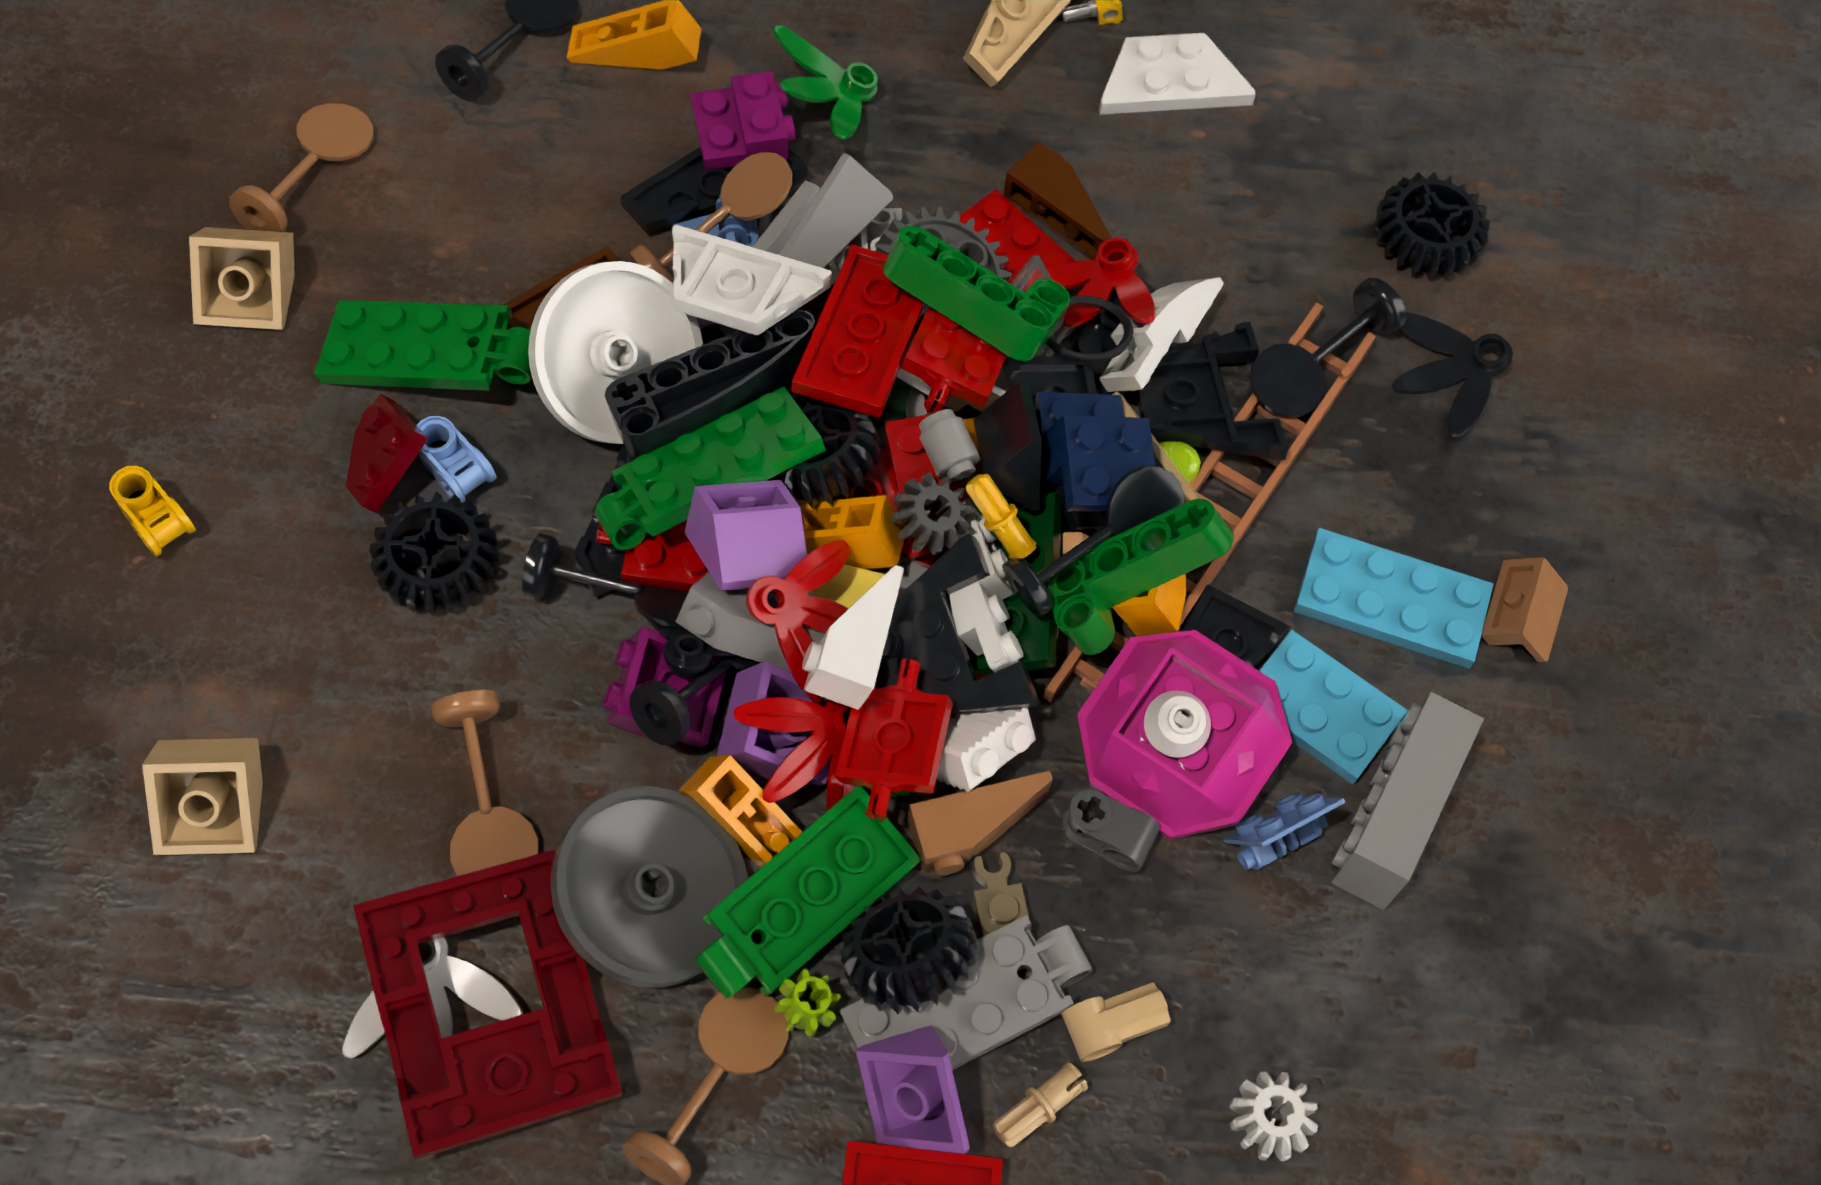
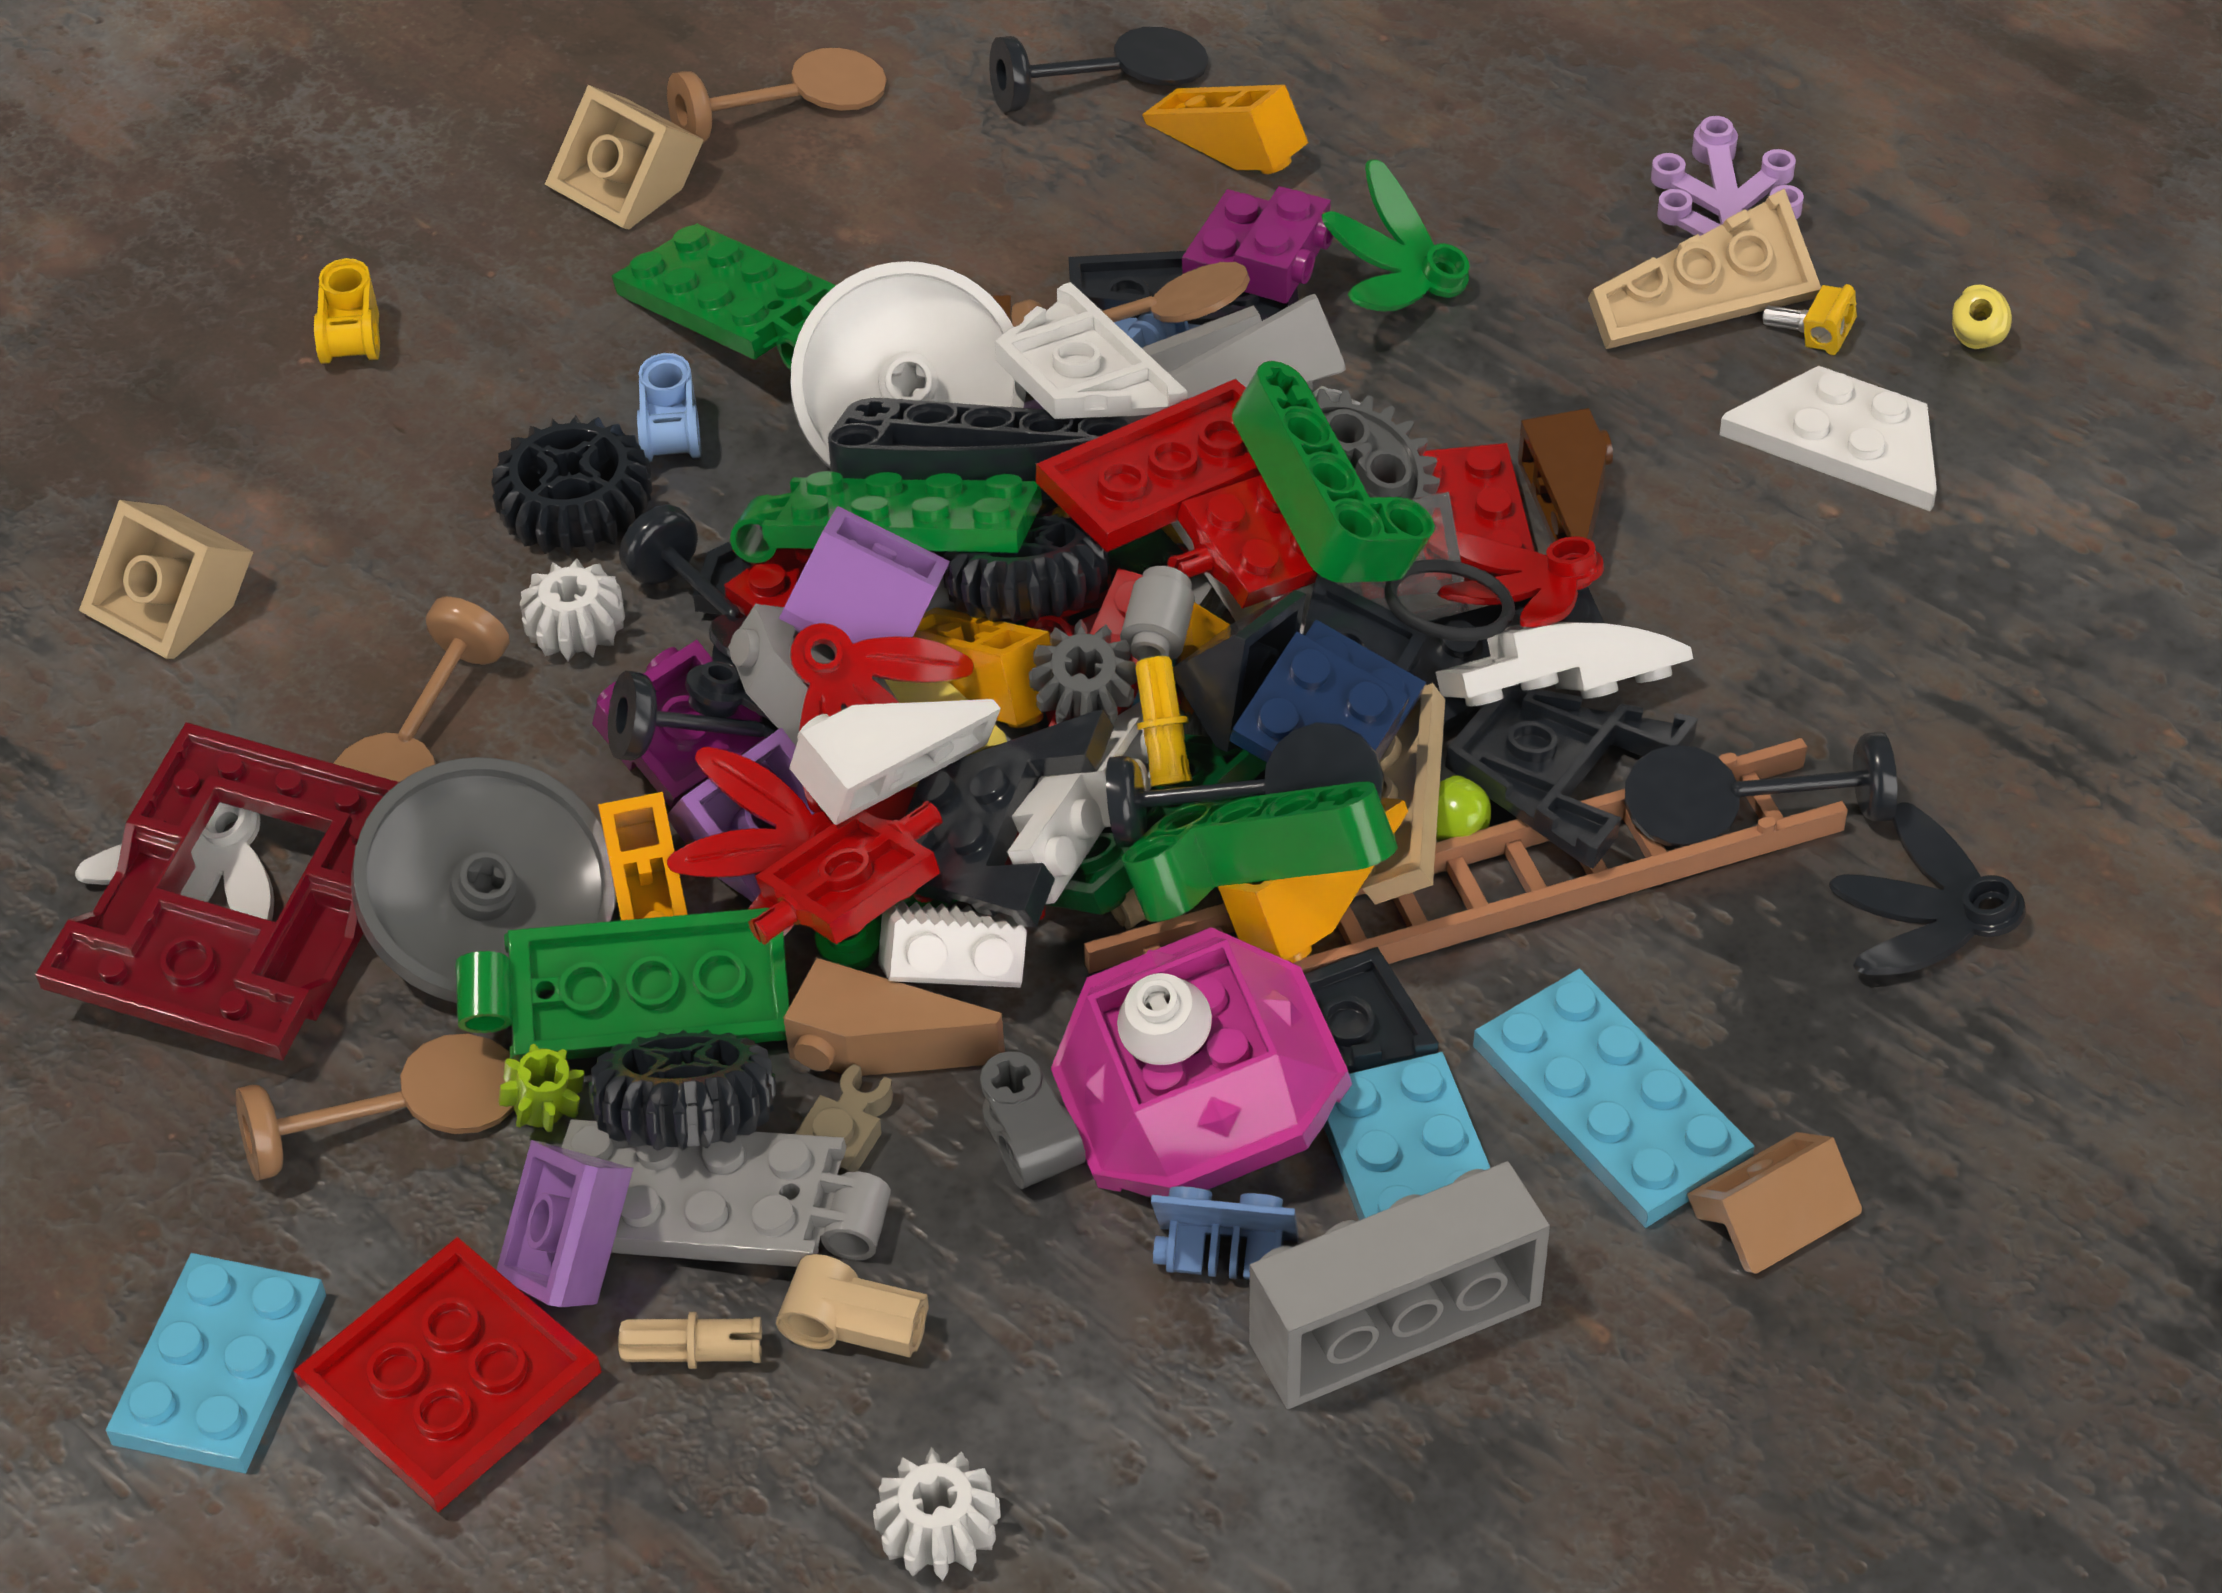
camera: 45 degrees right, 15 degrees down
(381, 452) = (624, 352): dark red plate -> none
(504, 657) = (572, 609): none -> white gear
(1437, 214) = (2078, 740): black gear -> none

